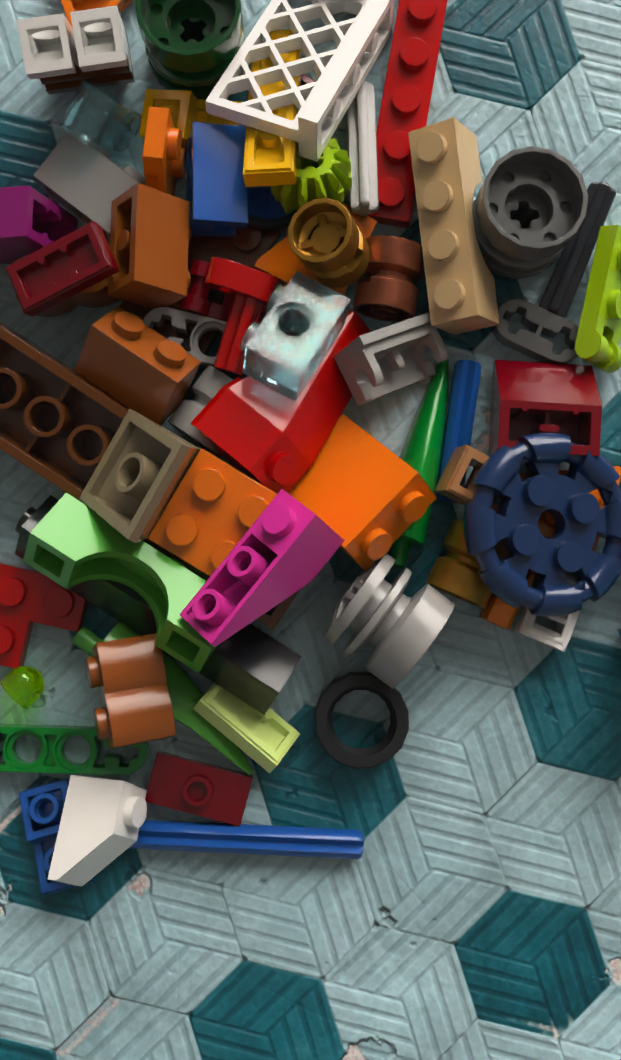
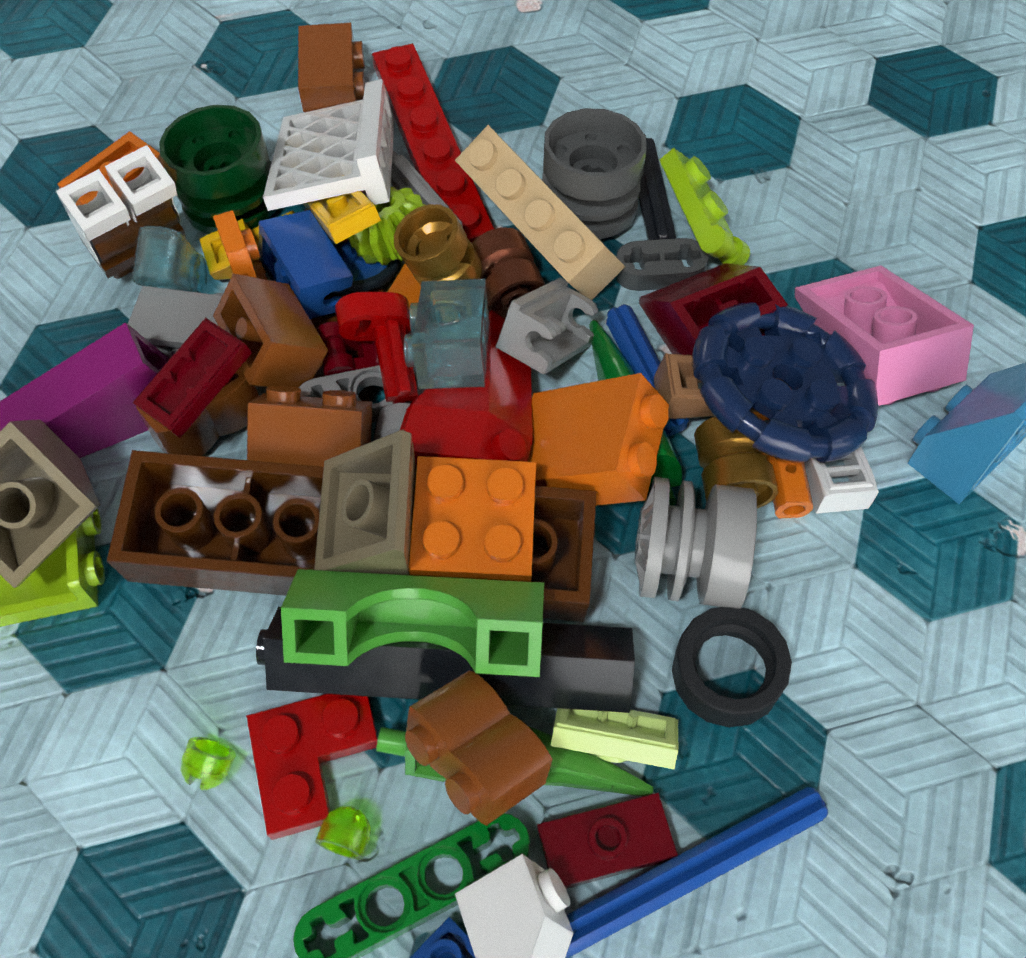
camera: 30 degrees left, 25 degrees down
(263, 569) = (549, 518): dark pink slope -> none

